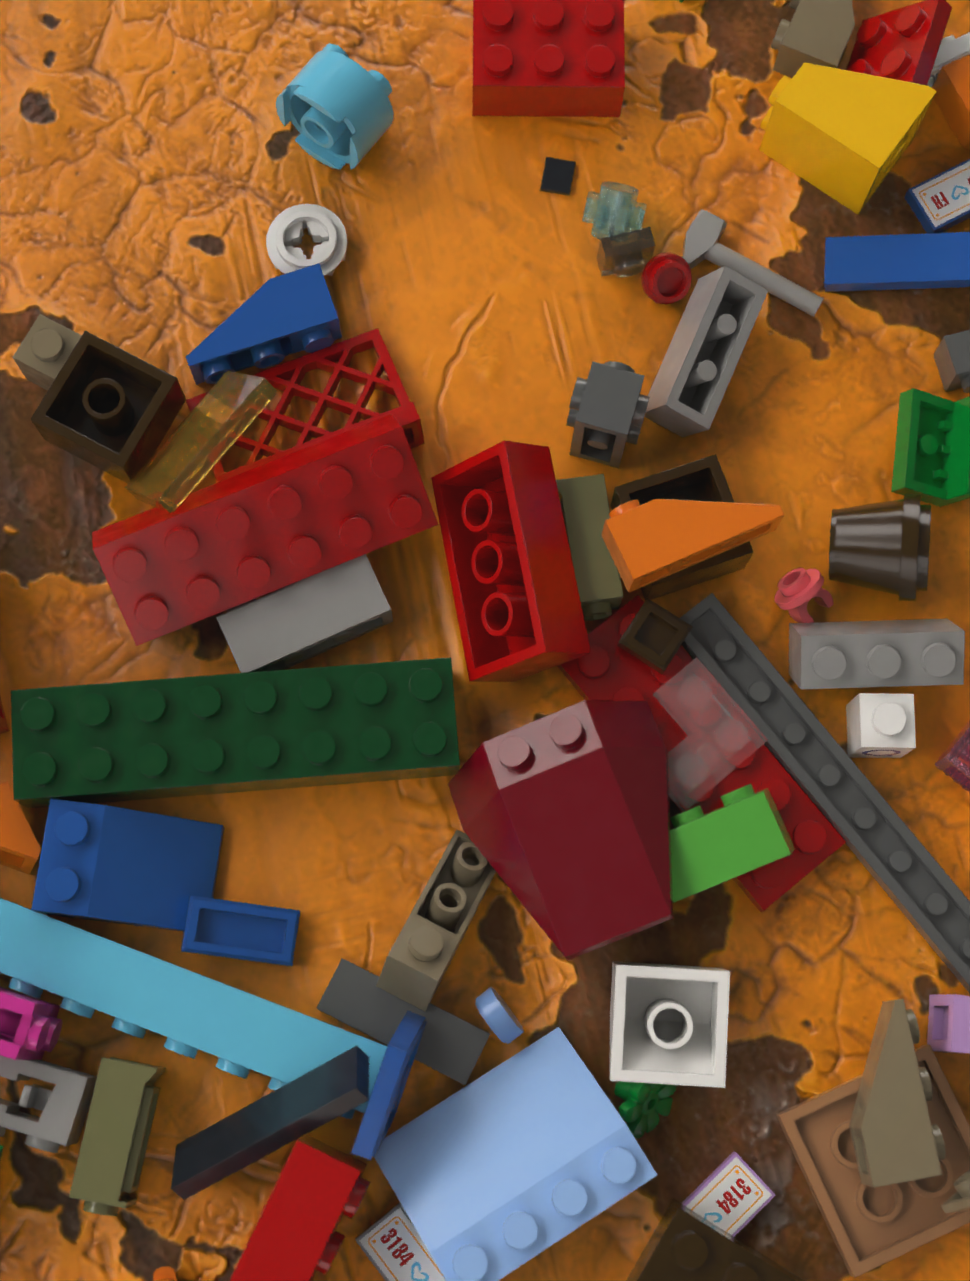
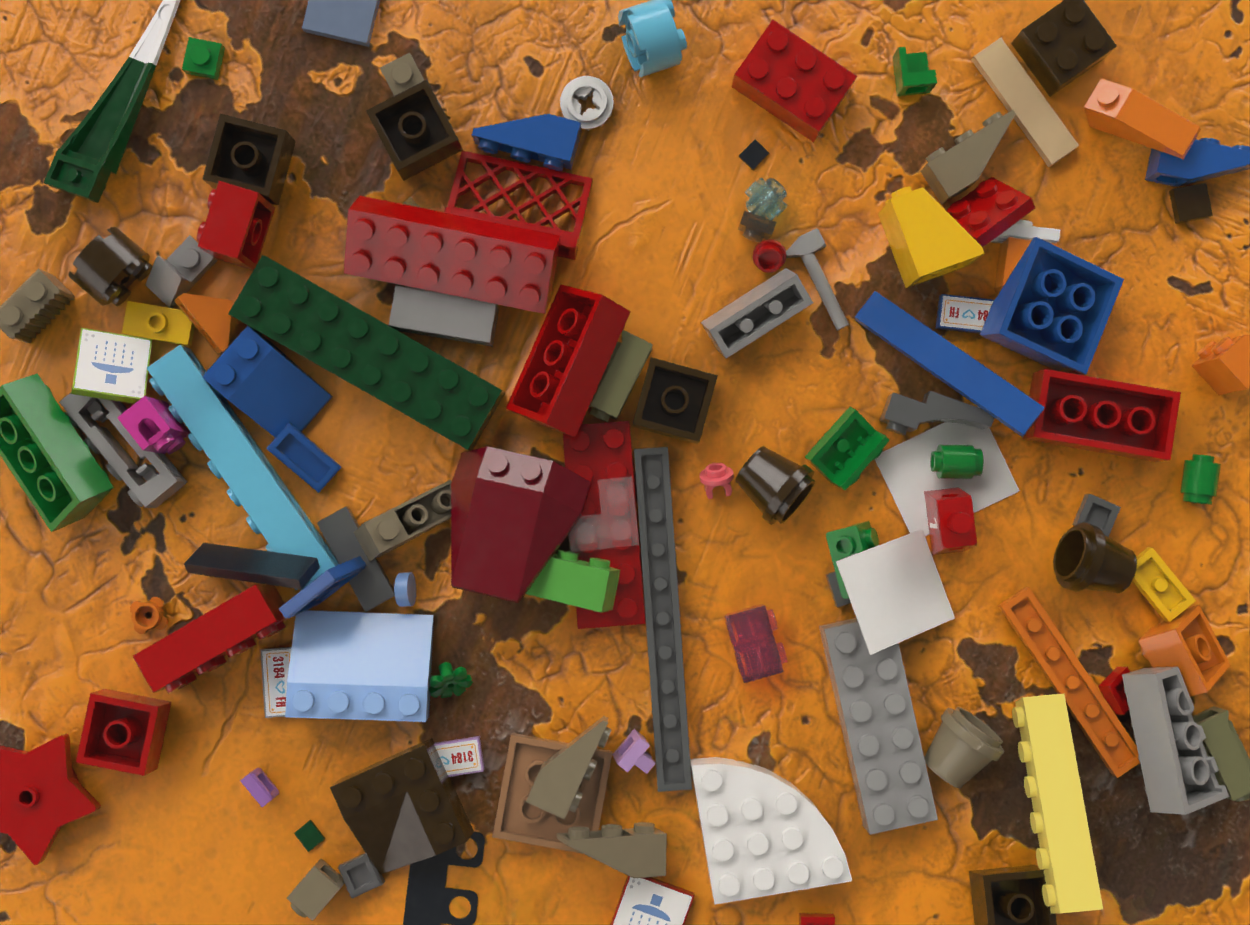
camera: 35 degrees right, 10 degrees up
(116, 1135) = (176, 518): olive window -> none
(201, 440) = (448, 183): clear yellow tile -> none
(606, 412) = (678, 311): dark grey brick -> none
(654, 636) = (619, 449): dark brown tile -> none
(669, 1024) = (485, 651): white slope -> none
(676, 534) = (657, 405): orange slope -> none
(876, 653) = (730, 538): light grey brick -> none
(880, 725) = (705, 576): white brick -> none

